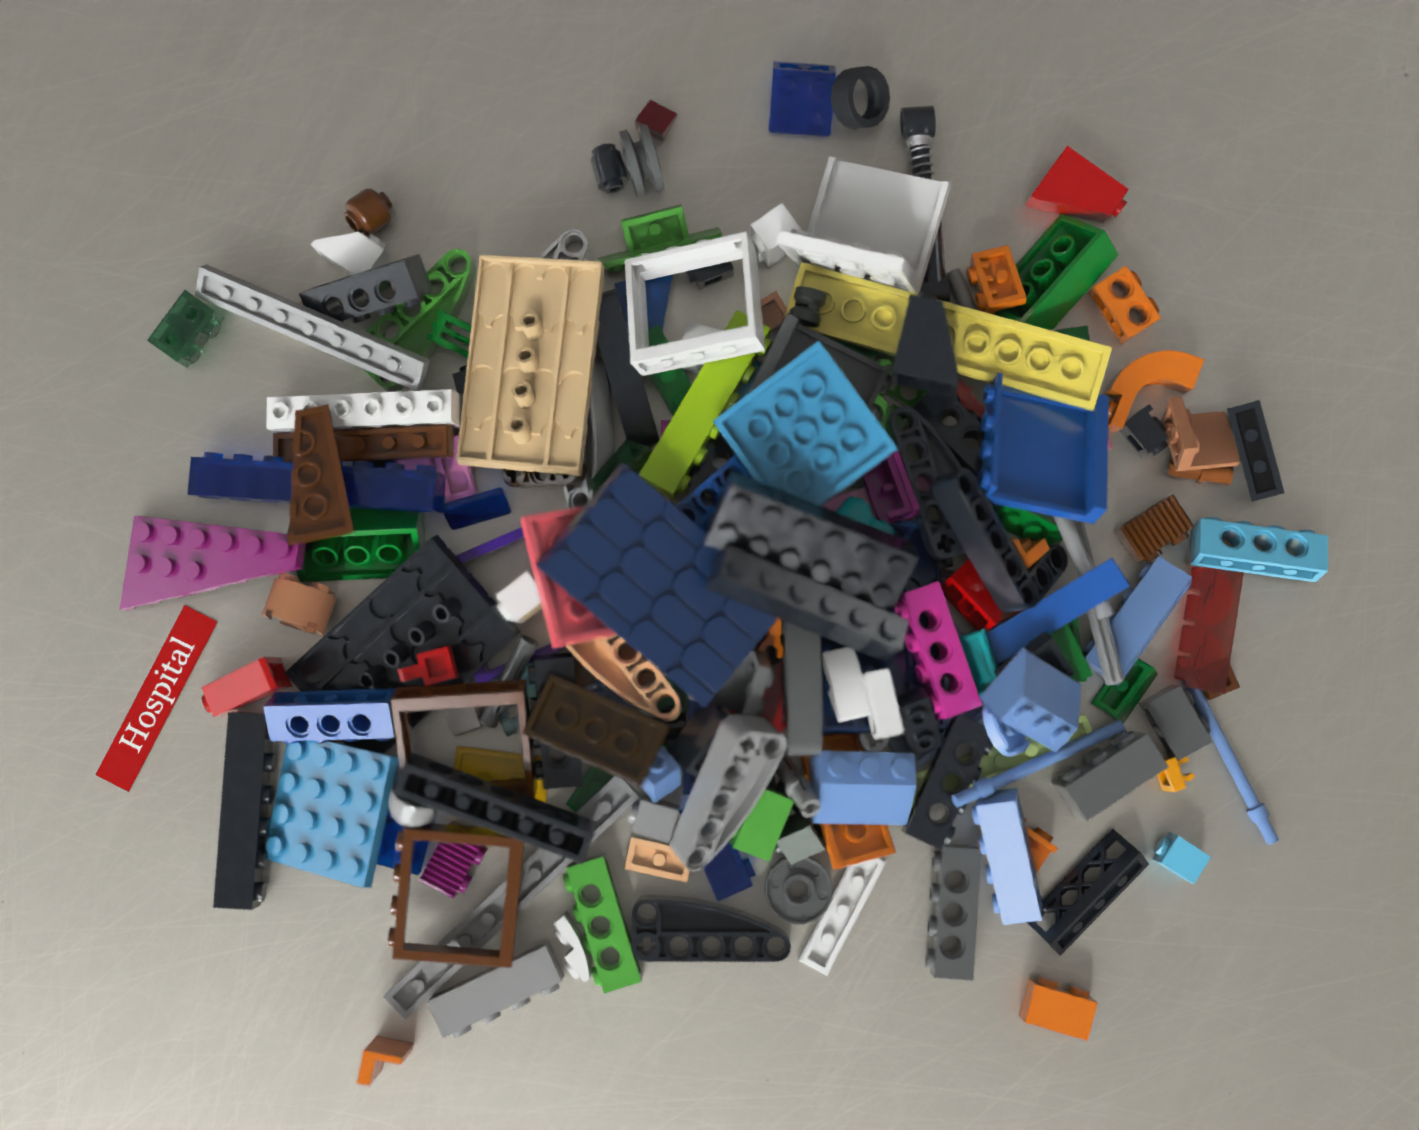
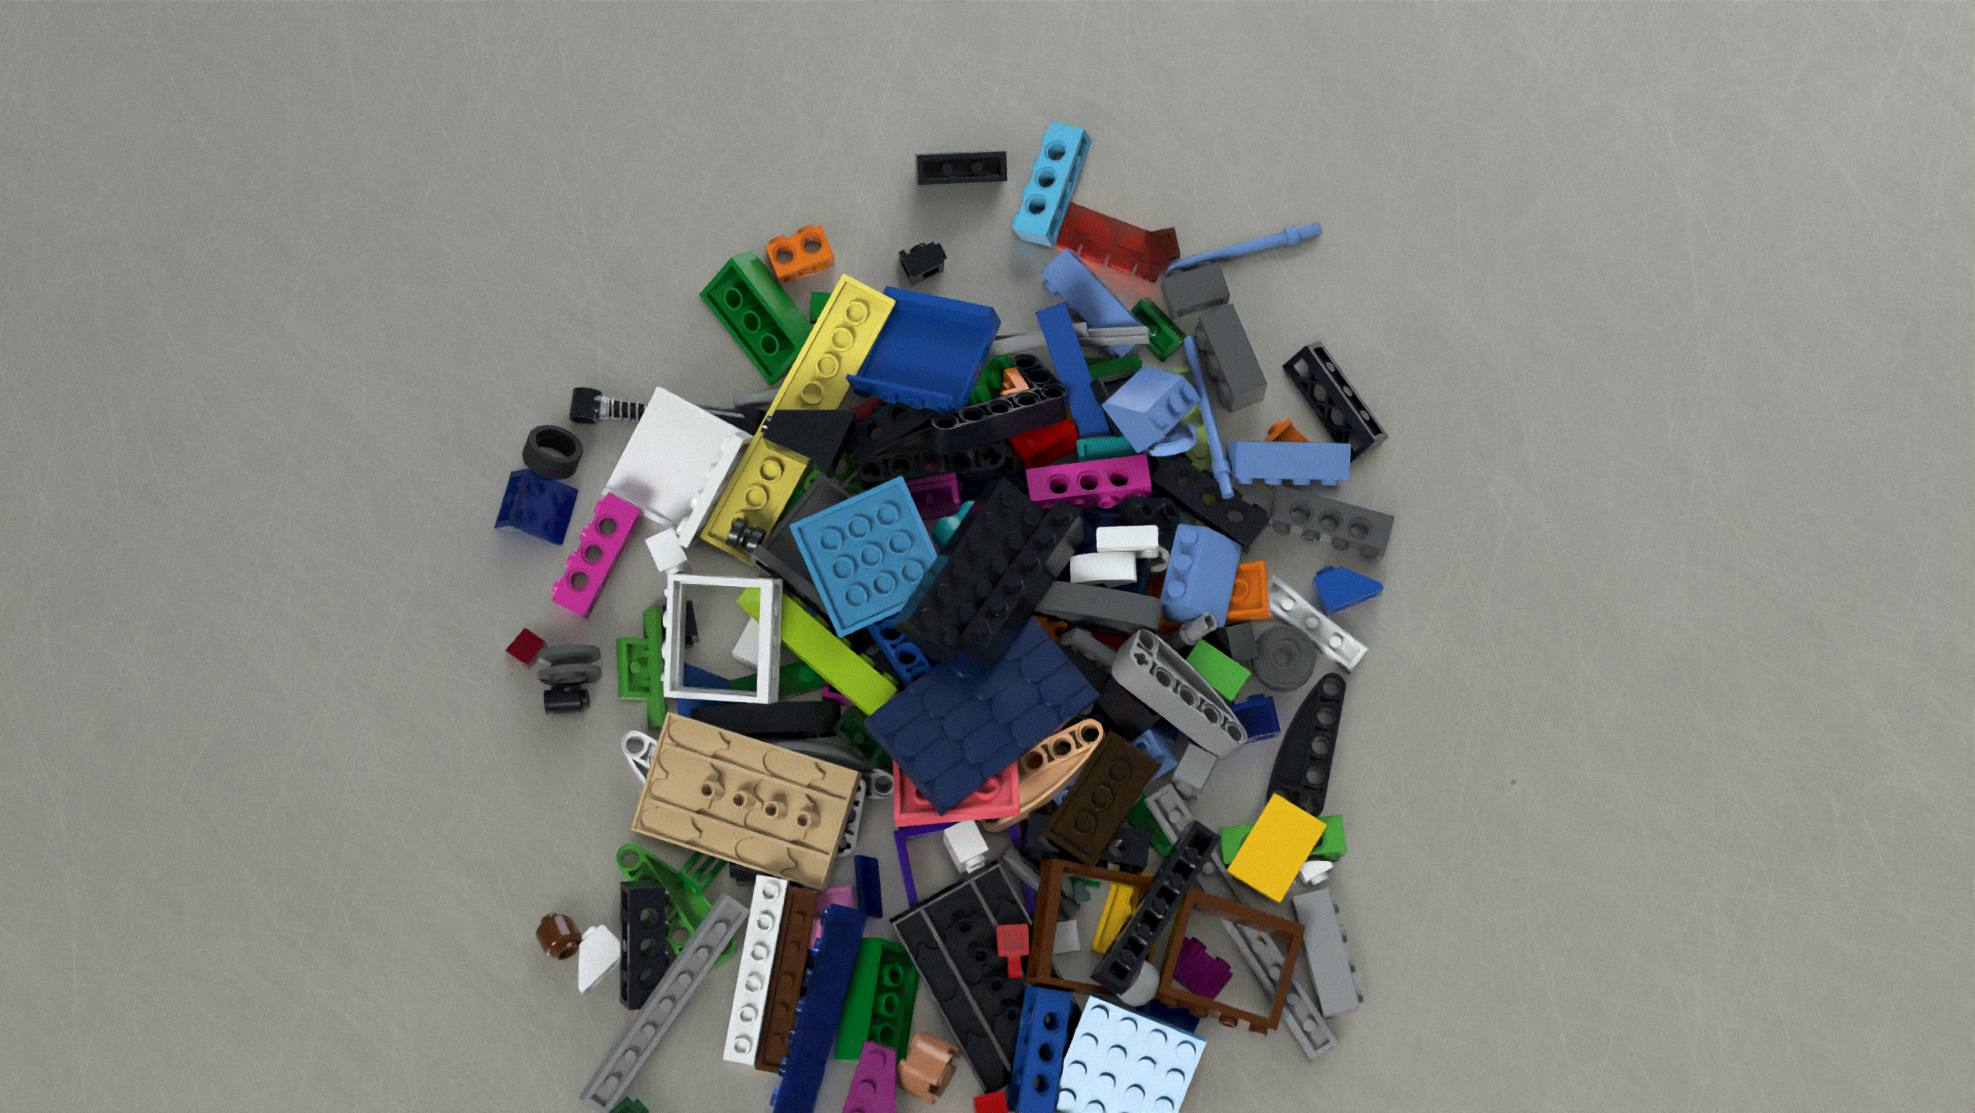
camera: 80 degrees left, 10 degrees down
(318, 492) = (818, 1014): reddish brown wing -> none
(377, 1052) = (1366, 1073): orange panel -> none
(590, 921) = (1276, 848): none -> yellow tile
(655, 859) = (1232, 781): light nougat plate -> none
(773, 311) = (738, 569): nougat plate -> none
(803, 185) = (599, 572): none -> dark pink brick
(885, 937) = (1343, 588): none -> blue slope
(995, 280) = (754, 365): orange bracket -> none
(1058, 1008) = (1435, 448): orange brick -> none
(1078, 190) = (681, 274): red slope -> none
(1154, 529) = (1014, 271): reddish brown brick -> none
(1163, 368) = (867, 228): orange arch -> none
(1171, 778) = (1244, 304): light orange tile -> none
(1180, 857) = (1318, 311): medium azure brick -> none
(1198, 438) = (939, 215): nougat bracket -> none
(1216, 475) = (968, 220): dark orange axle -> none

